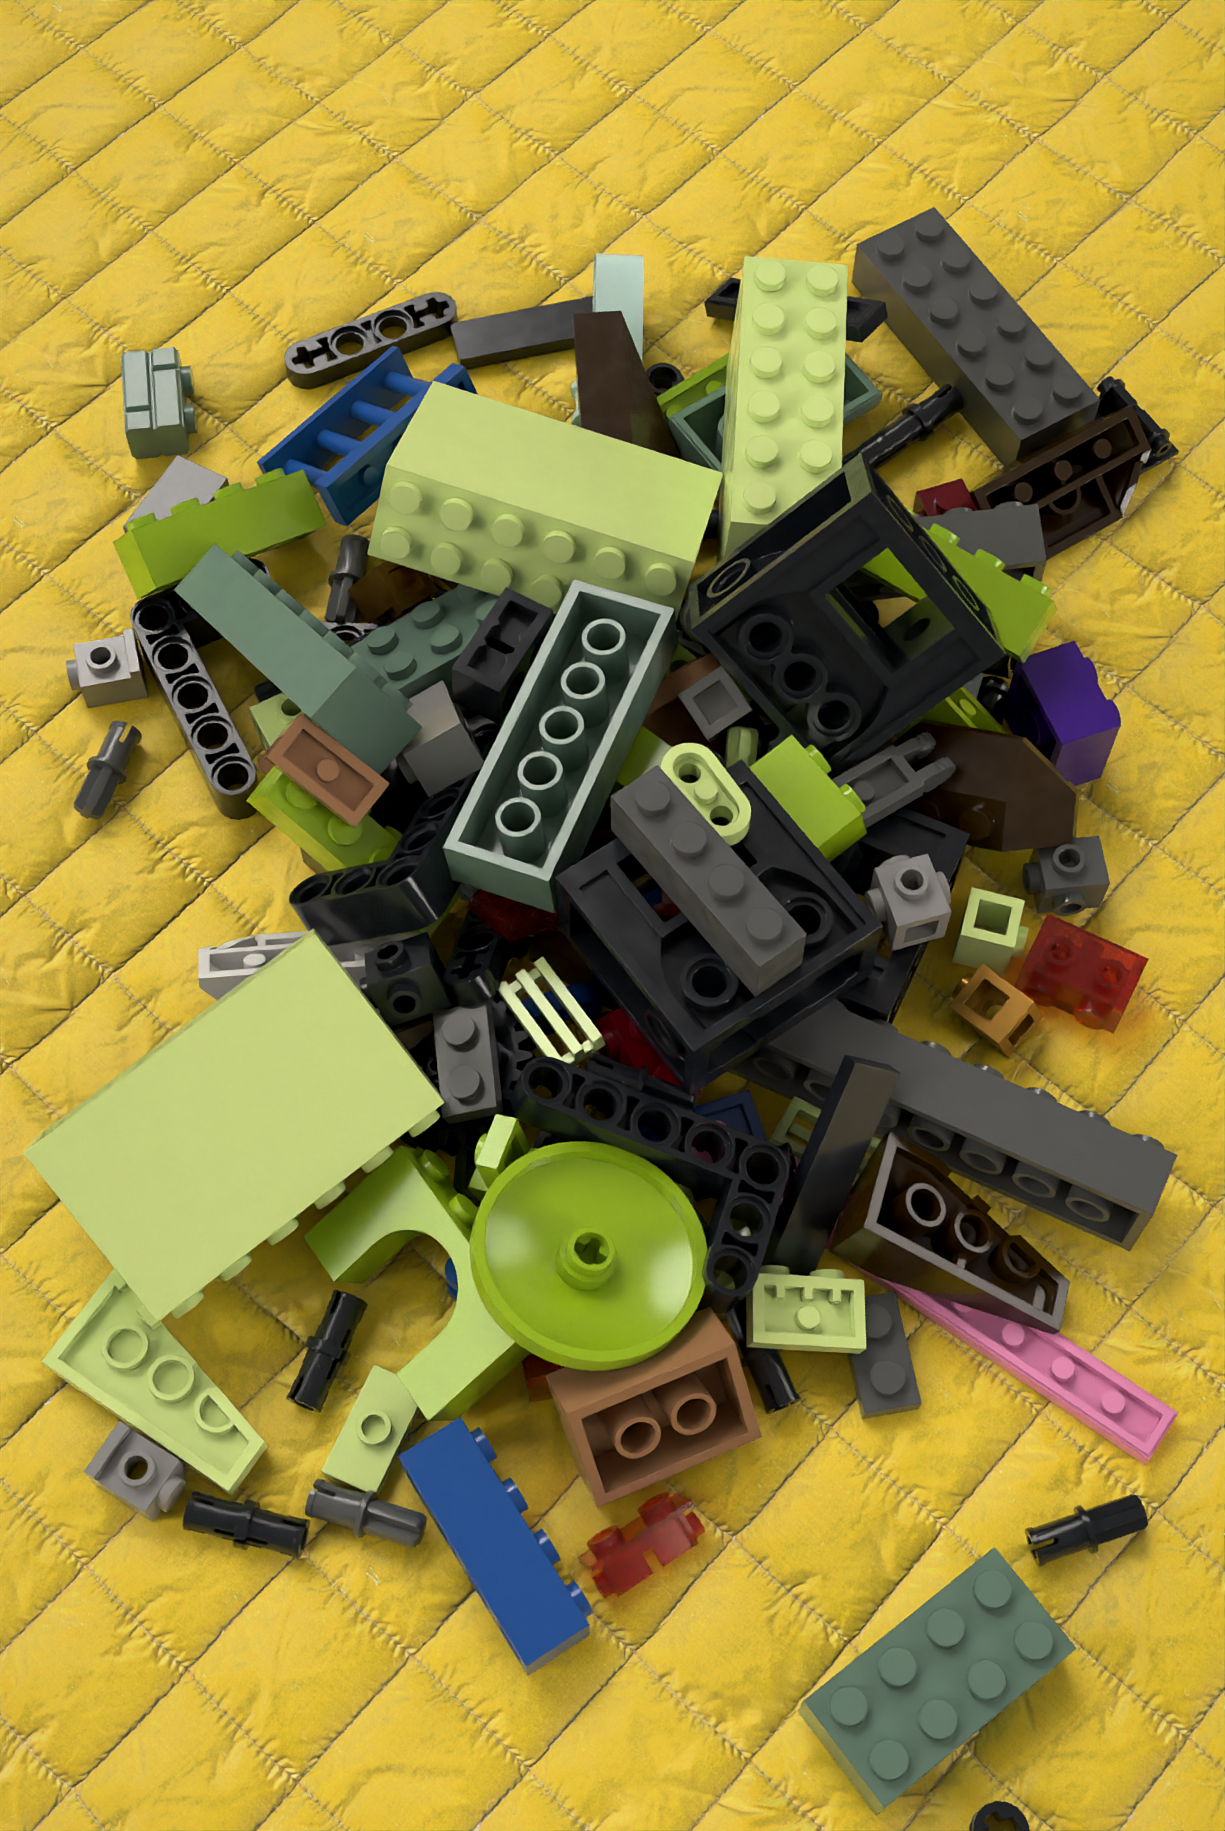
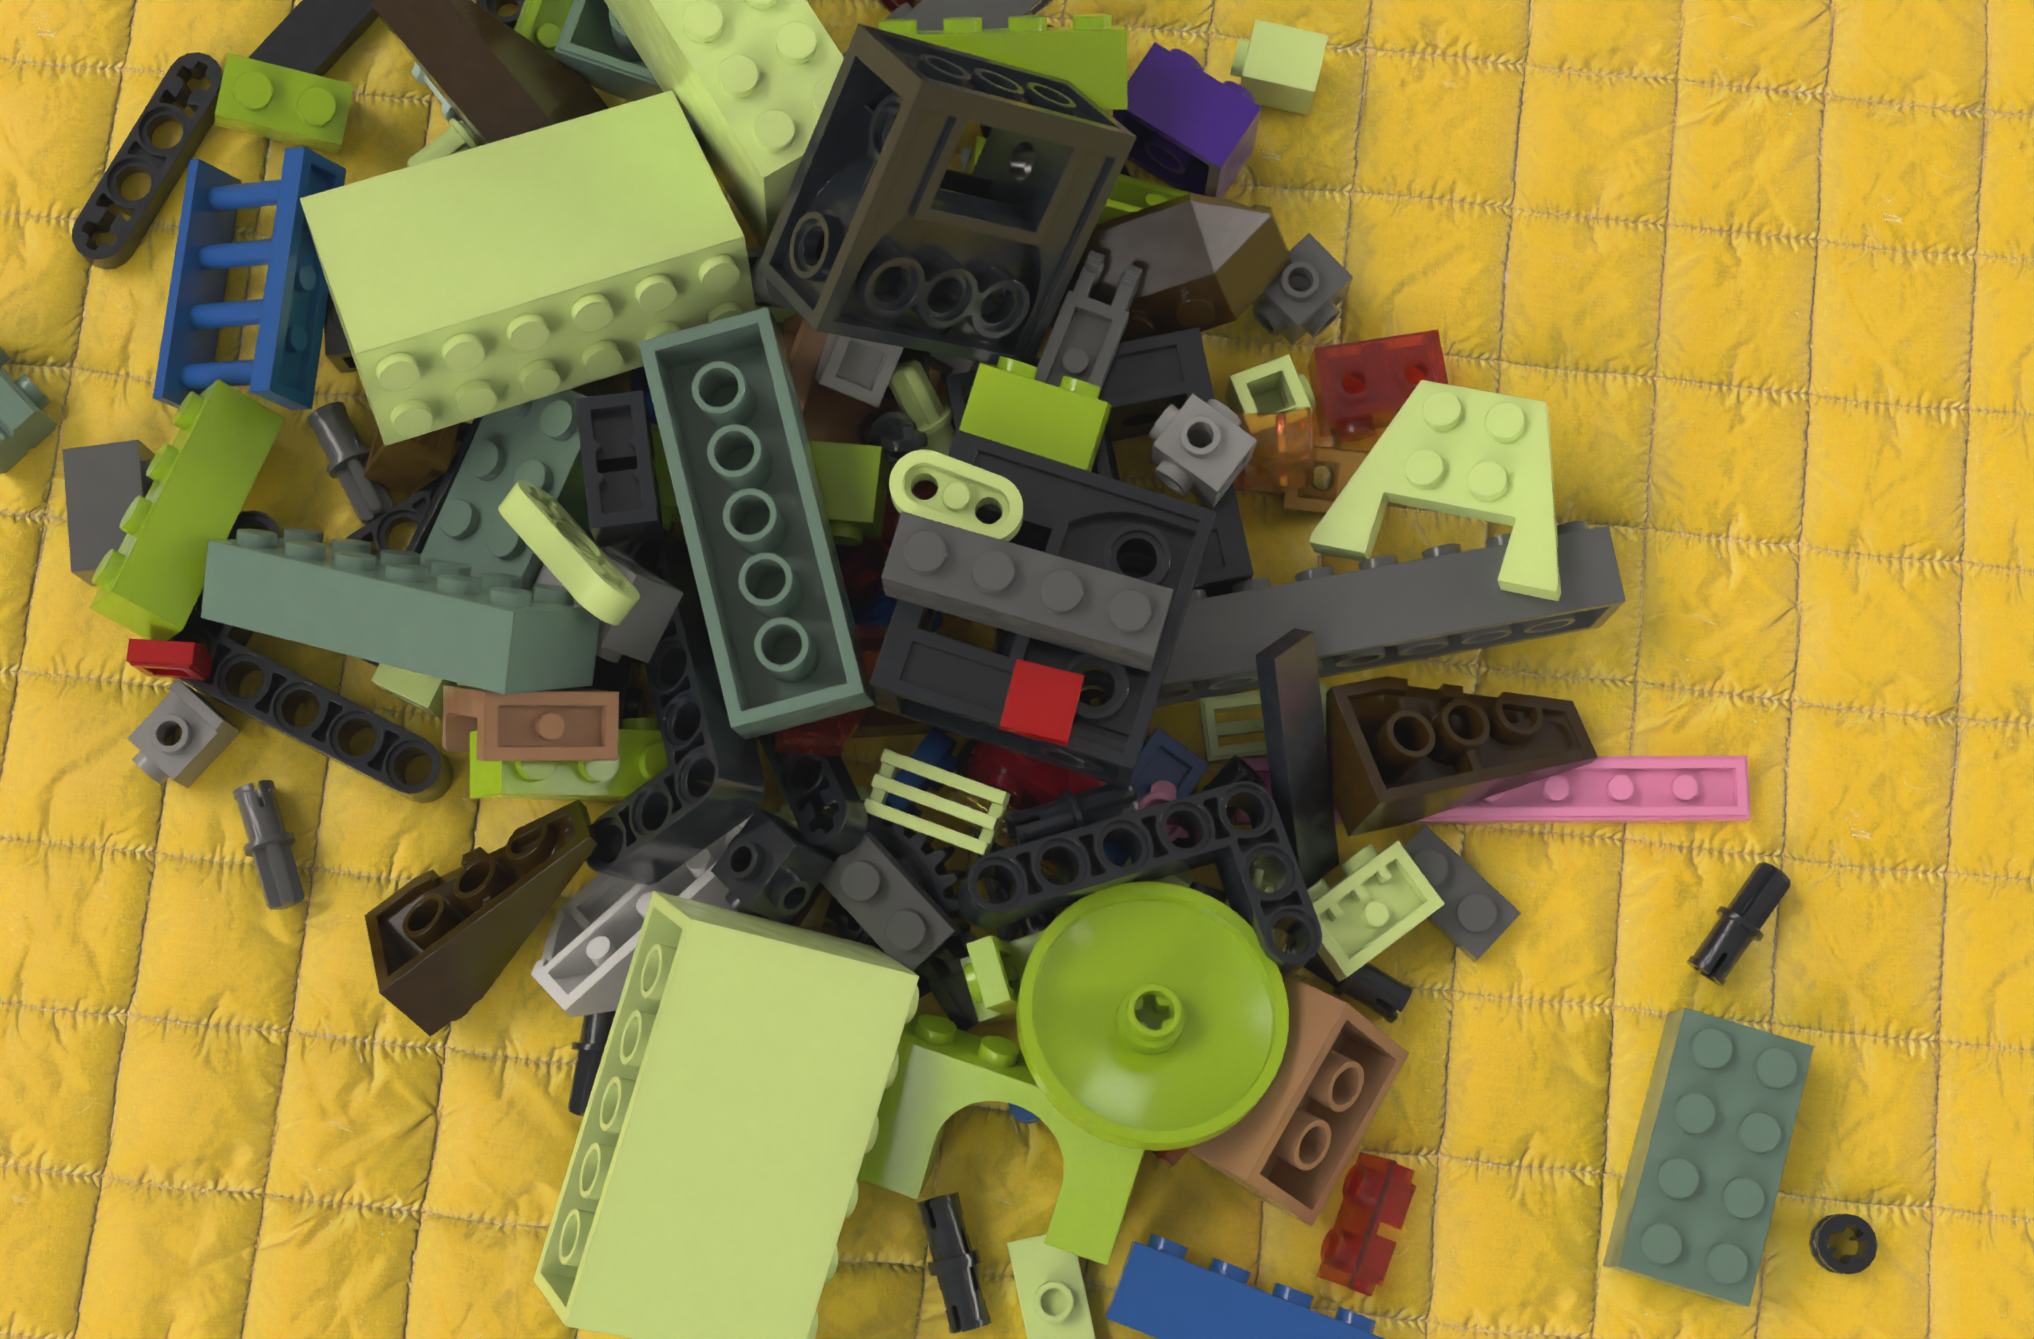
camera: 35 degrees left, 15 degrees up
(136, 606) = (169, 659): none -> red tile
(171, 895) = (453, 935): none -> dark brown wedge
(428, 683) = (569, 553): none -> yellowish green beam
(470, 339) = (283, 104): none -> lime brick
(662, 962) = (1041, 702): none -> red tile
(967, 952) = (1282, 451): none -> clear orange panel
(1100, 1042) = (1465, 458): none -> yellowish green wing
(1159, 727) = (1280, 65): none -> yellowish green brick

